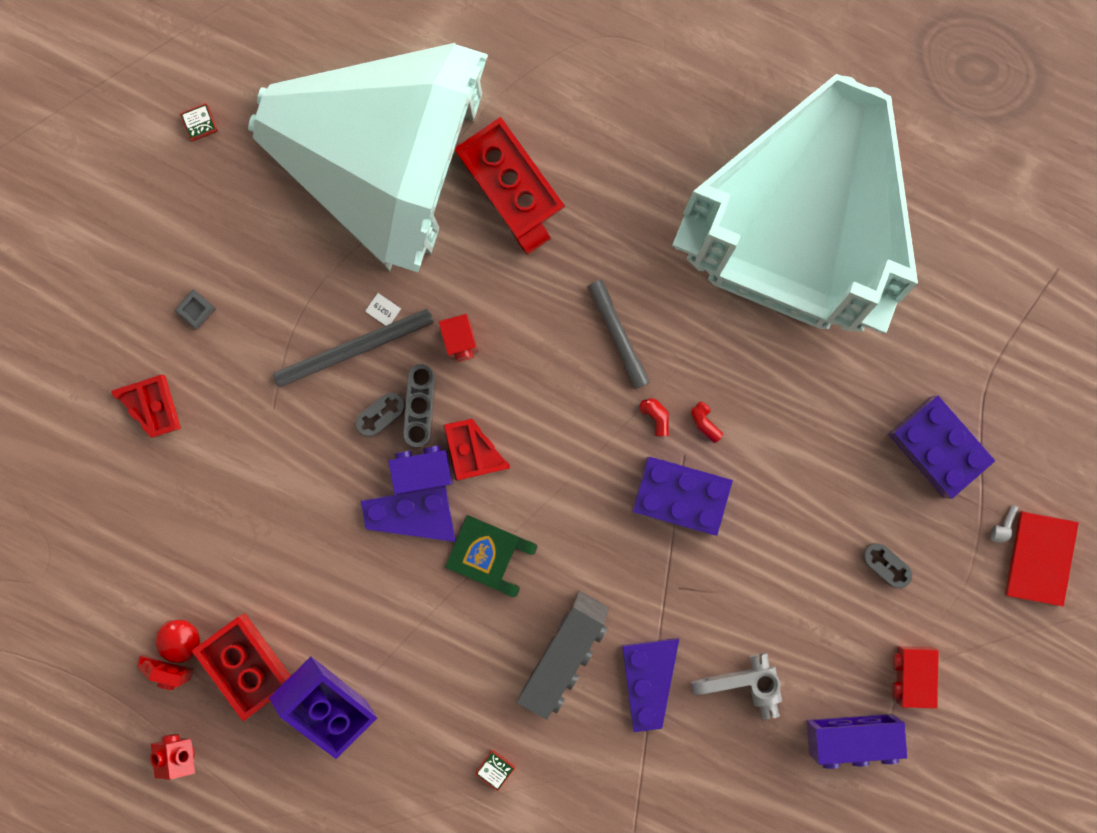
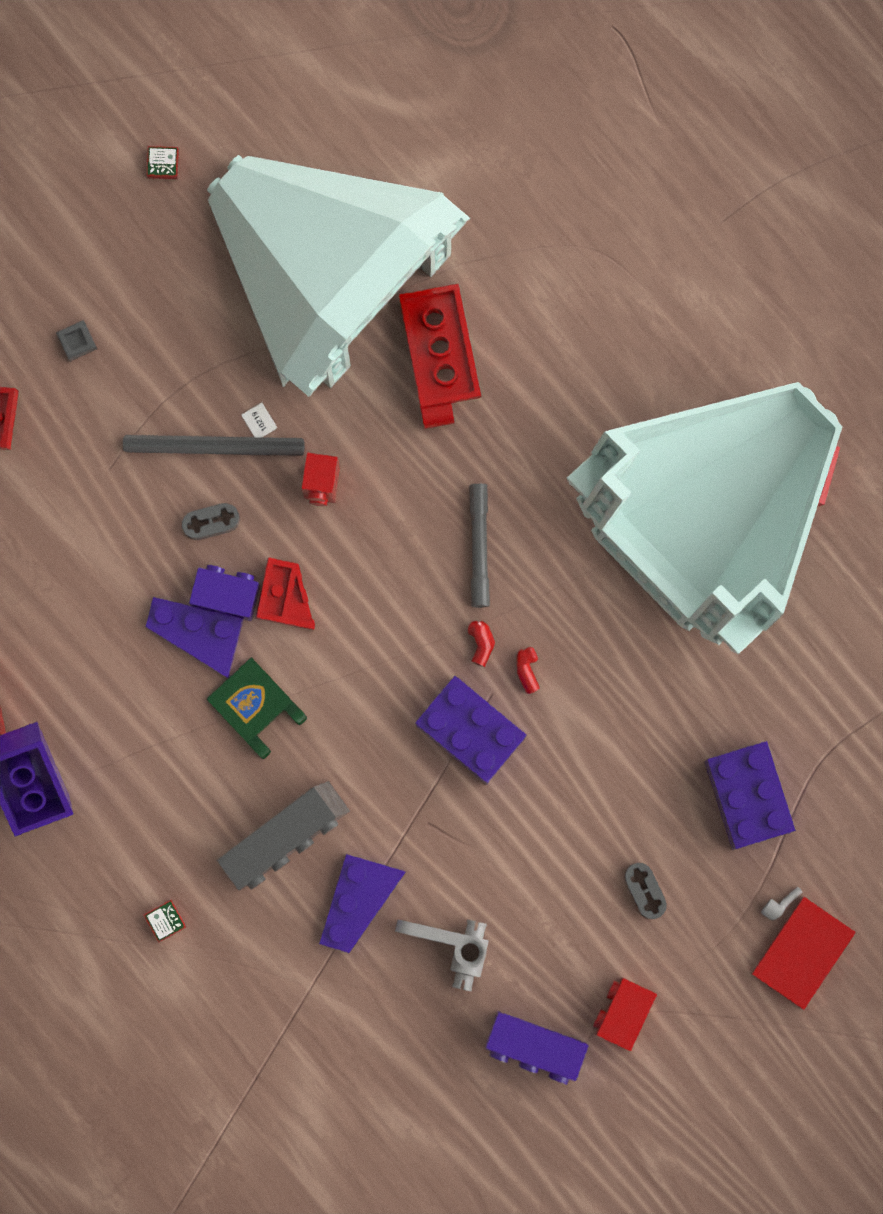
camera: 25 degrees right, 5 degrees down
(414, 392) = (252, 514): dark grey beam -> none

